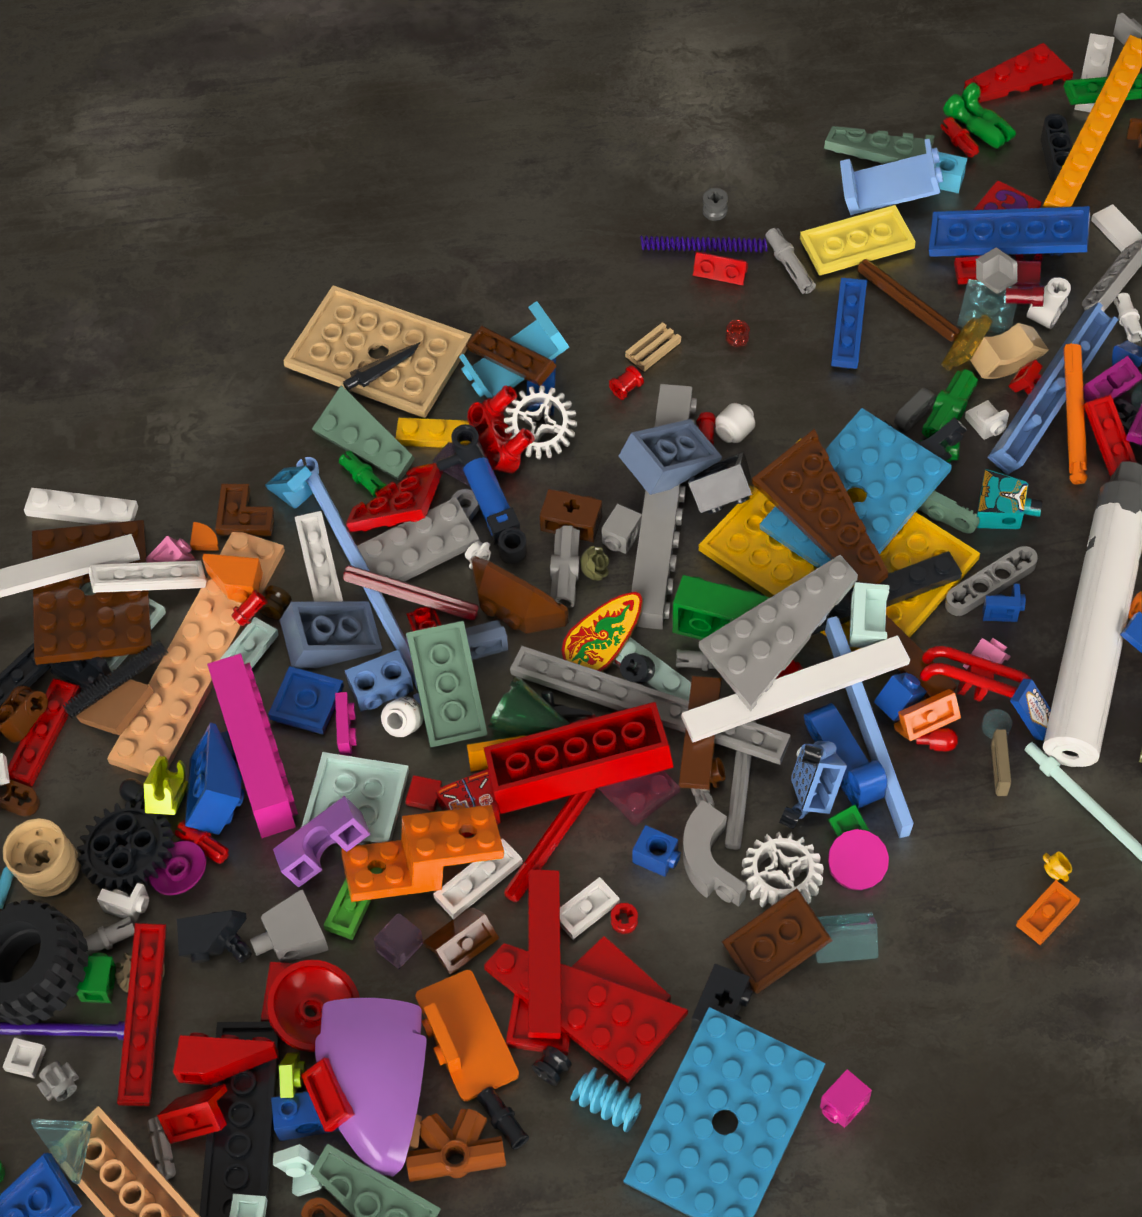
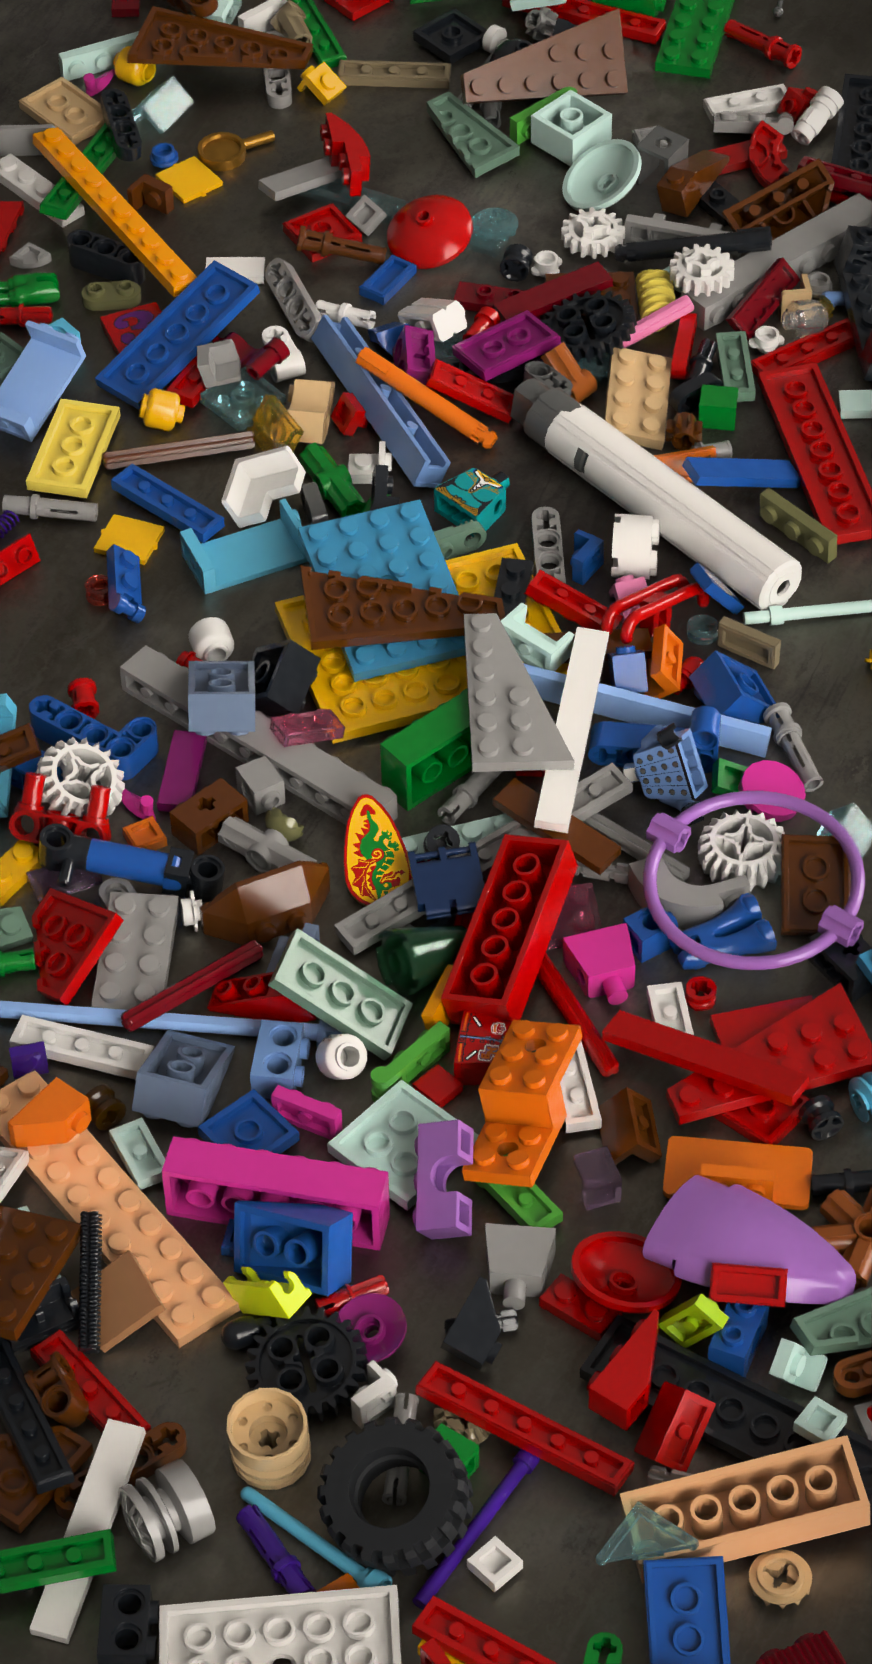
camera: 60 degrees left, 10 degrees down
(58, 1081) = (548, 1539): light grey gear -> none
(249, 608) = (102, 1122): red pin -> none
(287, 537) = (28, 1059): none -> dark purple tile
(428, 763) = (412, 1062): none -> bright green plate
(532, 489) = (145, 834): none -> orange tile
(558, 467) = (139, 806): none -> dark pink bar
(590, 400) = (133, 745): none -> blue beam
(598, 690) = (446, 881): none -> dark blue plate
(599, 479) = (181, 769): none -> magenta tile
(604, 836) = (602, 962): none -> dark pink torso
(650, 343) = (52, 643): tan tile -> none
(684, 524) = (307, 727): none -> clear pink plate
(709, 904) = (733, 932): none -> blue piece
(731, 973) = (835, 924): none -> medium lavender piece
(750, 342) = (124, 583): none -> blue plate
(802, 322) = (130, 535): none -> yellow piece
(836, 392) = (245, 553): none -> medium azure panel
(901, 361) = (259, 481): none -> white panel
(925, 842) = (784, 725): none -> light grey pin
(934, 266) = (161, 409): none -> yellow head
(940, 781) = (731, 688): none -> blue slope
(941, 617) = (567, 601): none -> red plate
(1025, 108) = (30, 257): none -> light grey tile
(1025, 171) = (111, 295): none -> olive plate
(1031, 630) = (633, 546): none -> white brick

